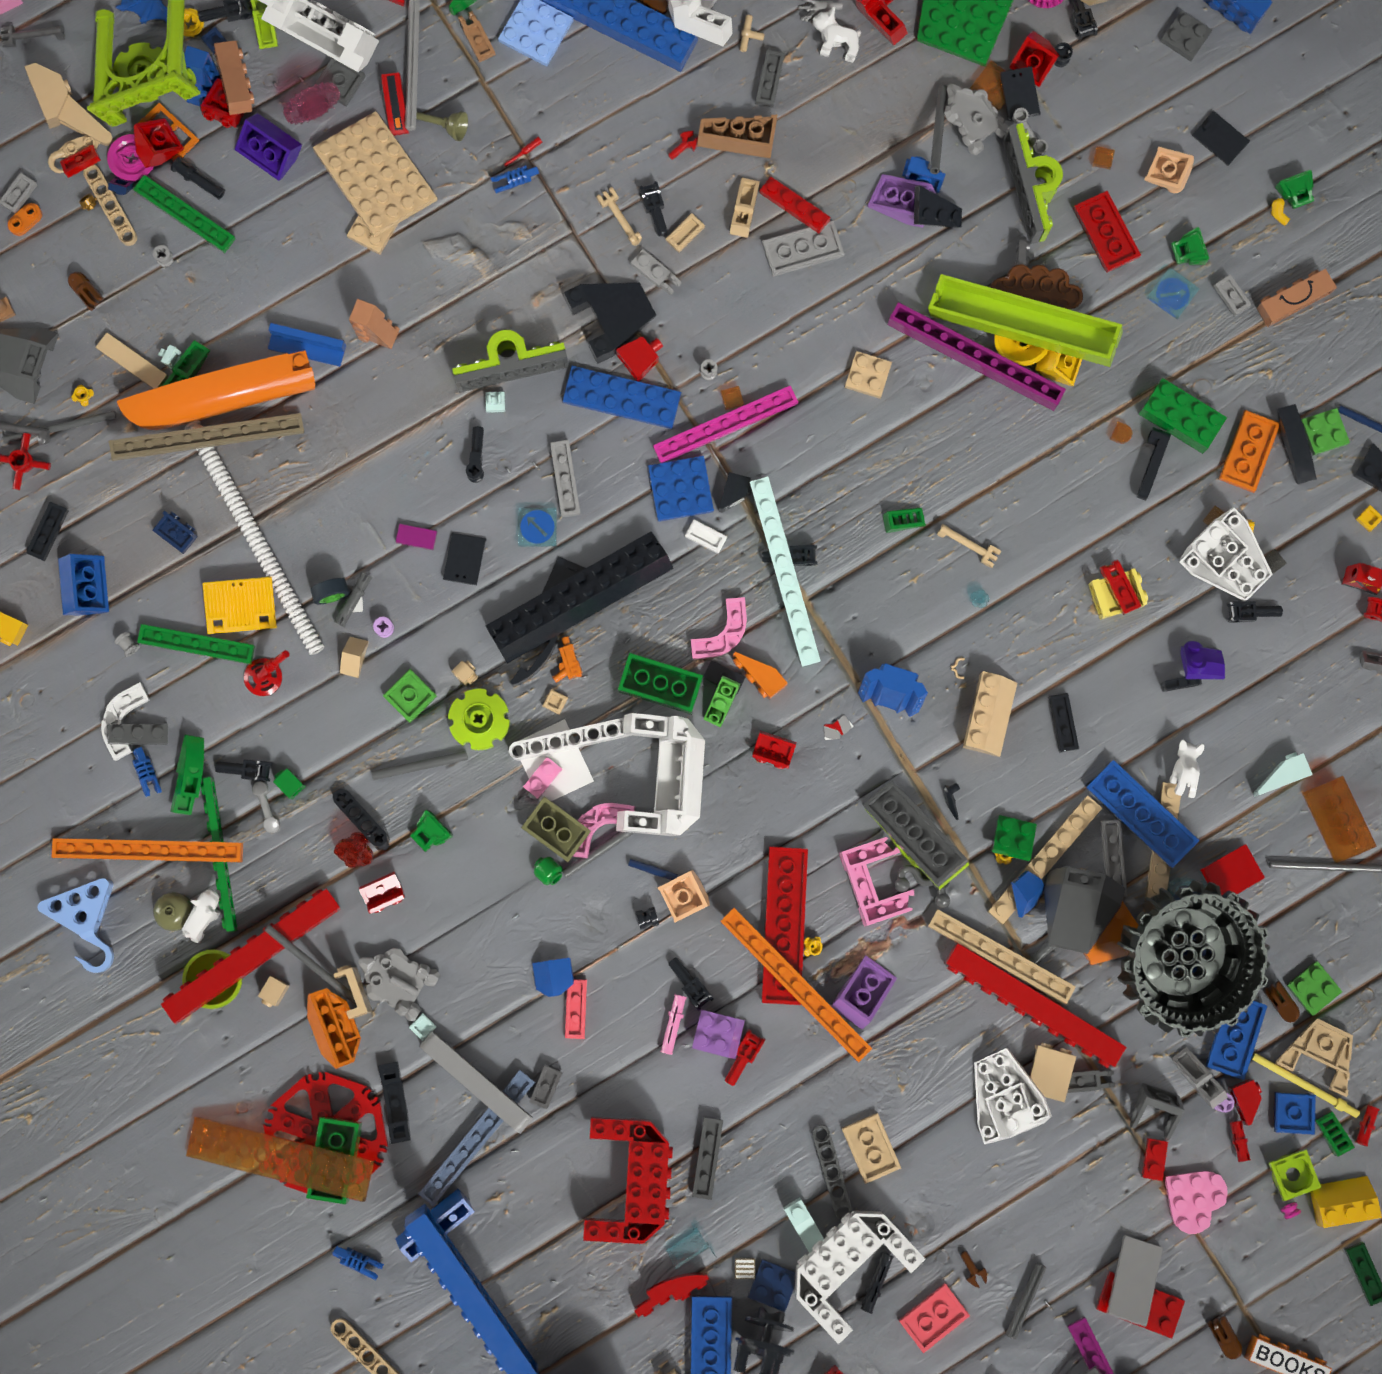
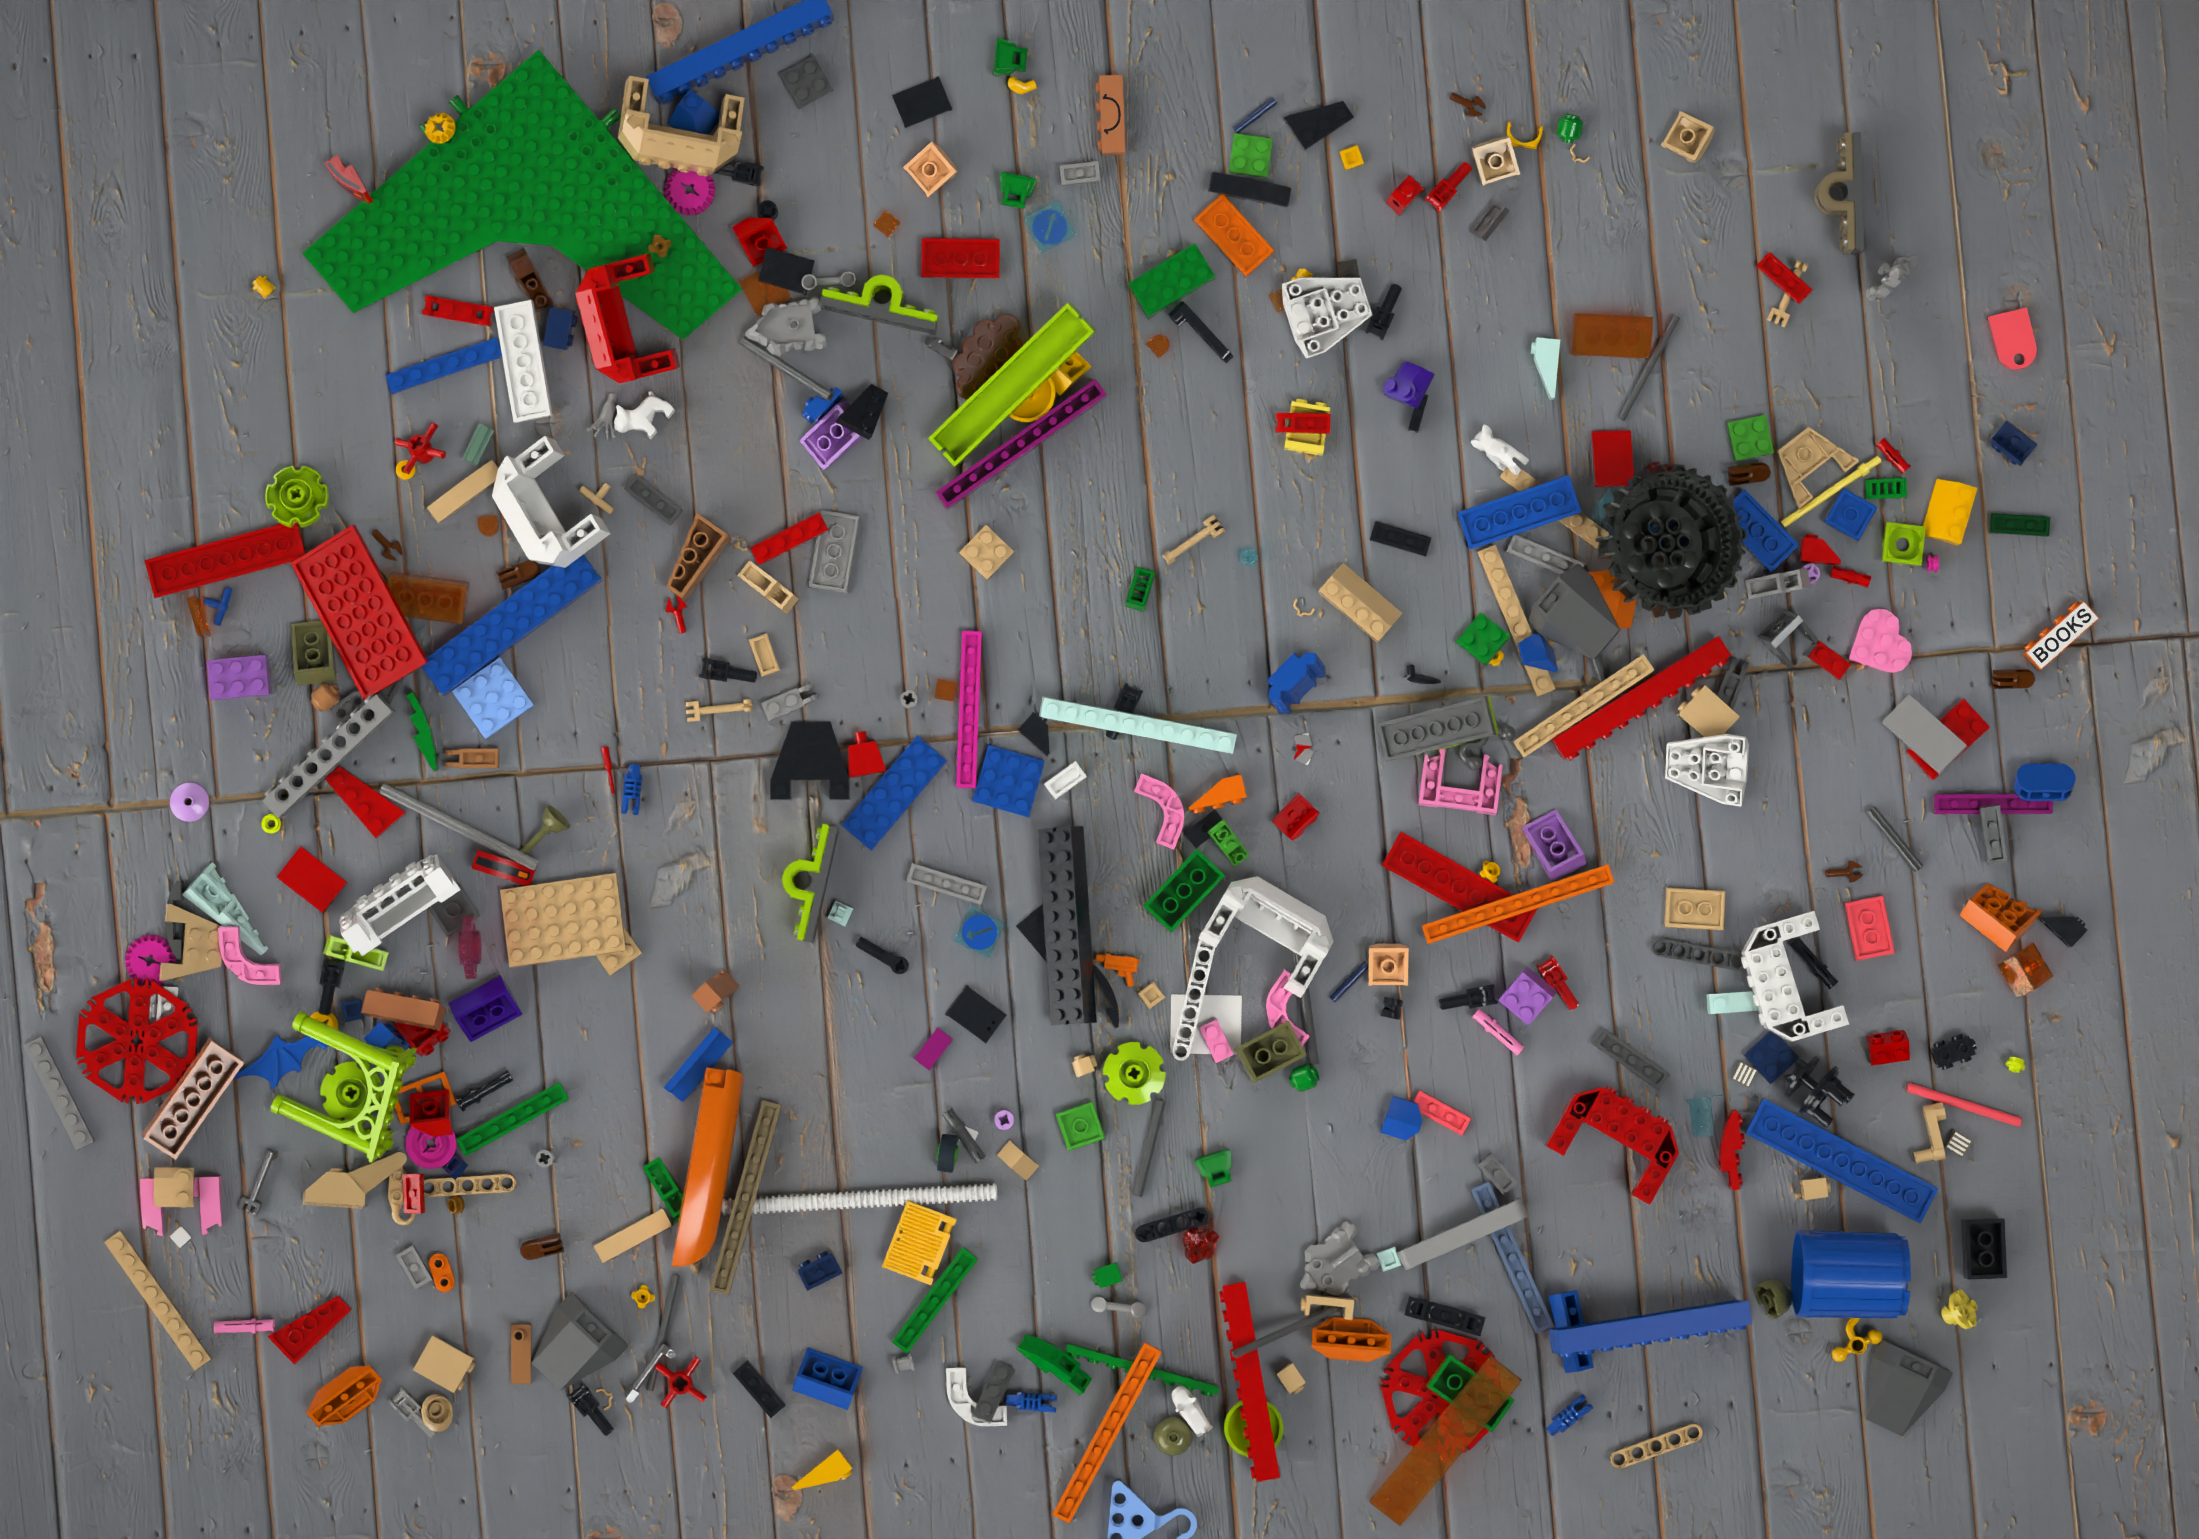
camera: 60 degrees left, 5 degrees up
(170, 356) = (648, 1196): light aqua tile -> none
(248, 770) = (1076, 1306): black connector -> none
(265, 674) = (995, 1249): red dish -> none
(382, 893) = (1250, 1237): bracket -> none

